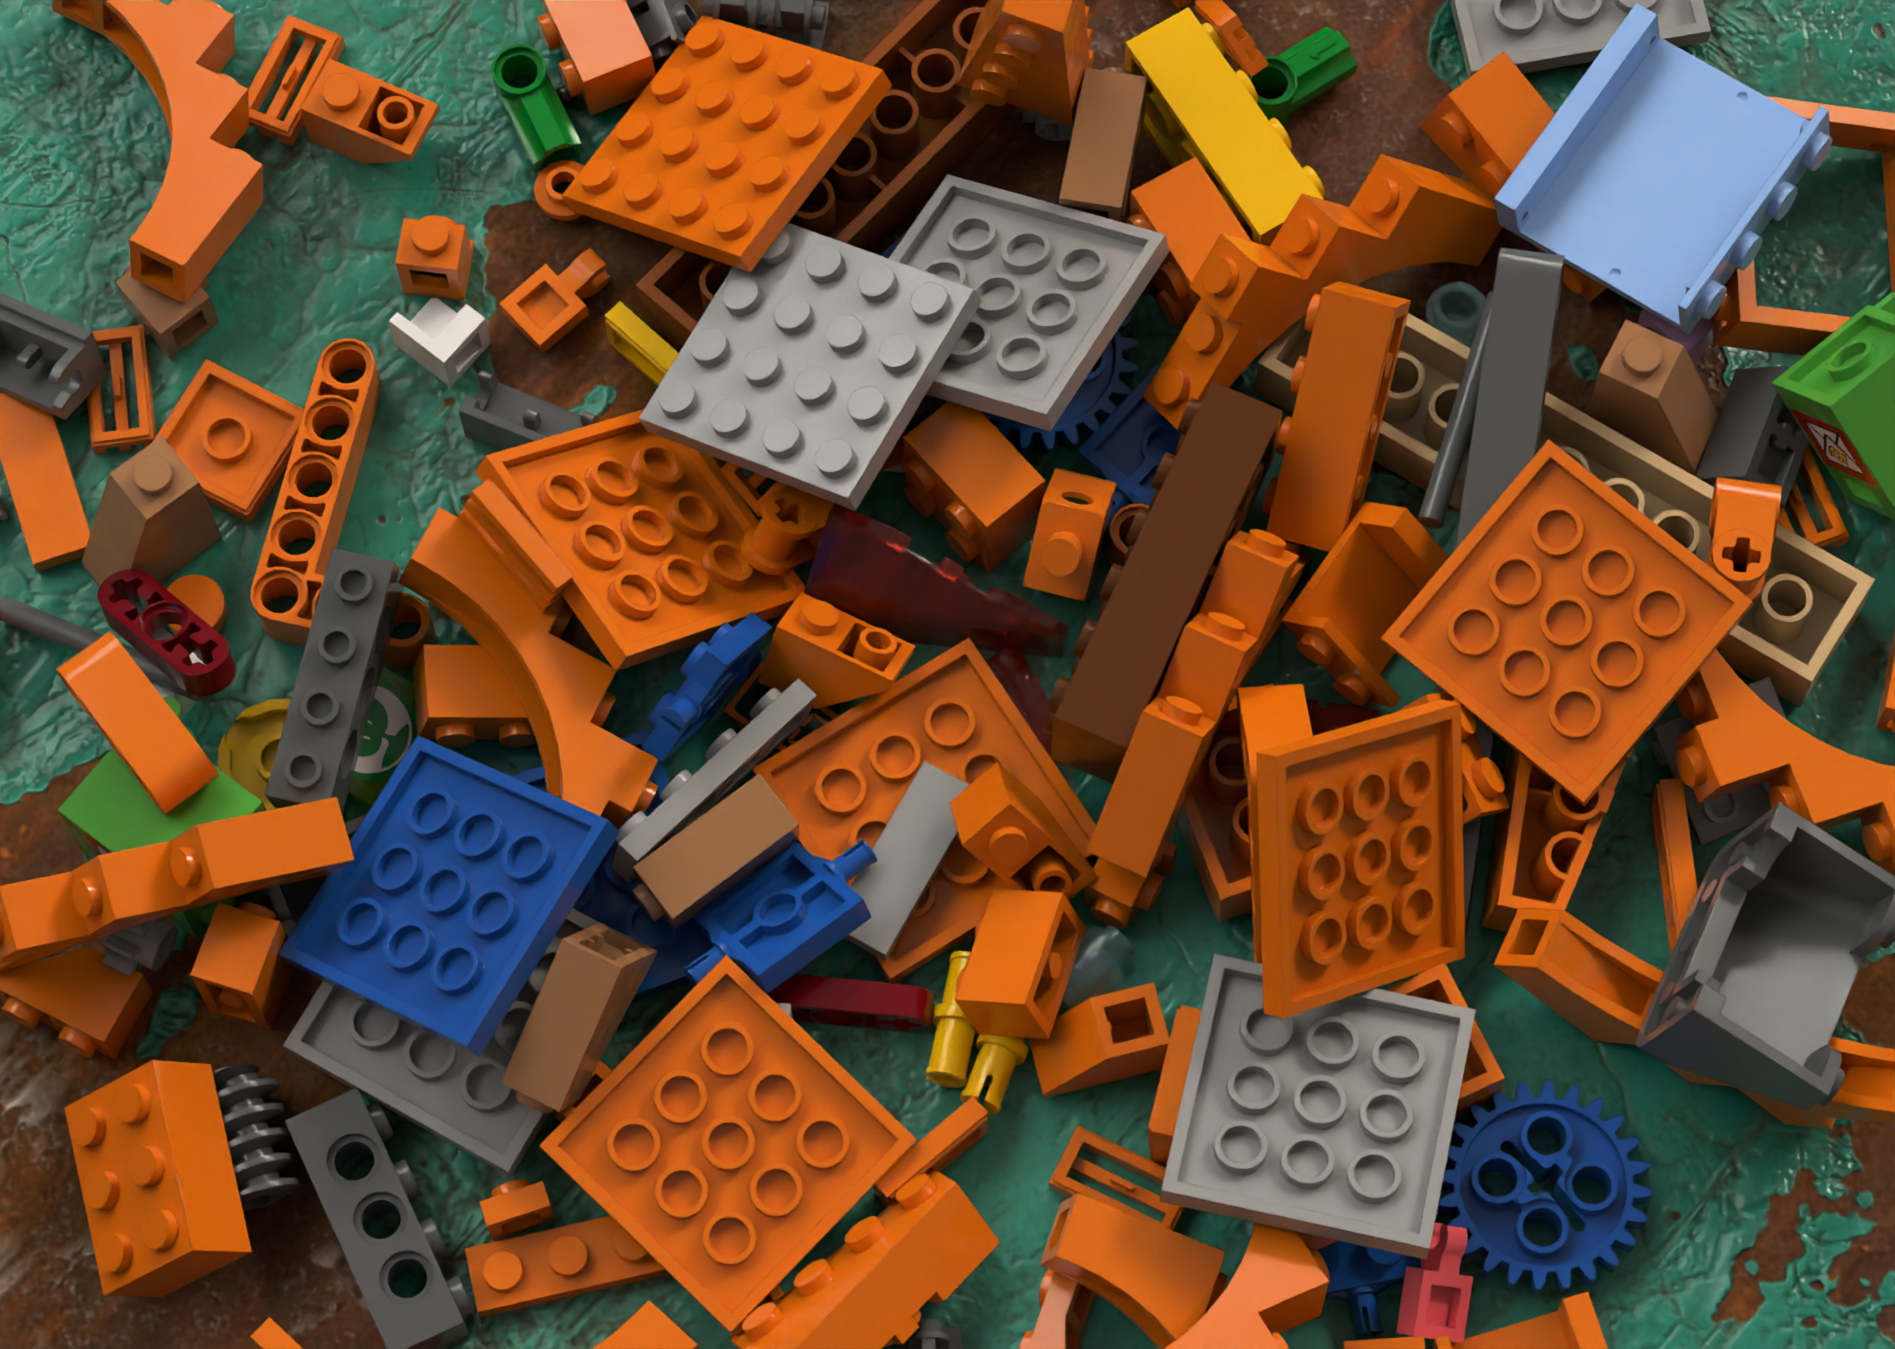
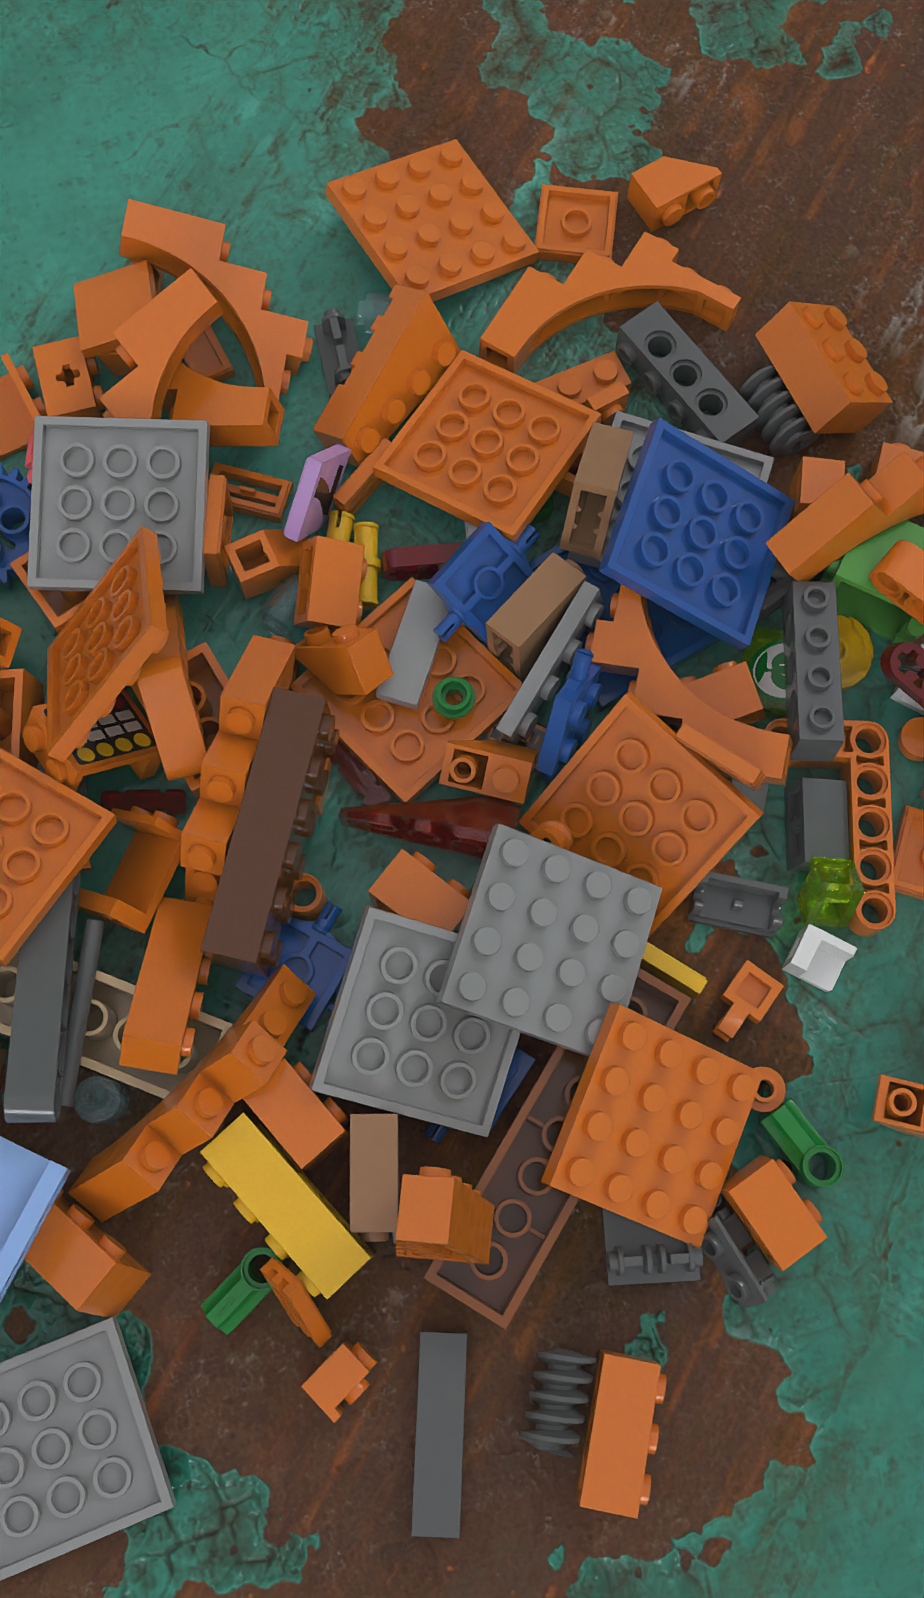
camera: 165 degrees right, 5 degrees up
(387, 499) = (815, 821): none -> dark grey hinge
(400, 402) = (830, 892): none -> clear neon green brick
(437, 247) = (839, 1013): orange brick -> none
(866, 746) = (451, 686): none -> green plate
(1011, 1106) = (315, 492): none -> lavender tile
(1069, 535) = (346, 852): orange torso -> none

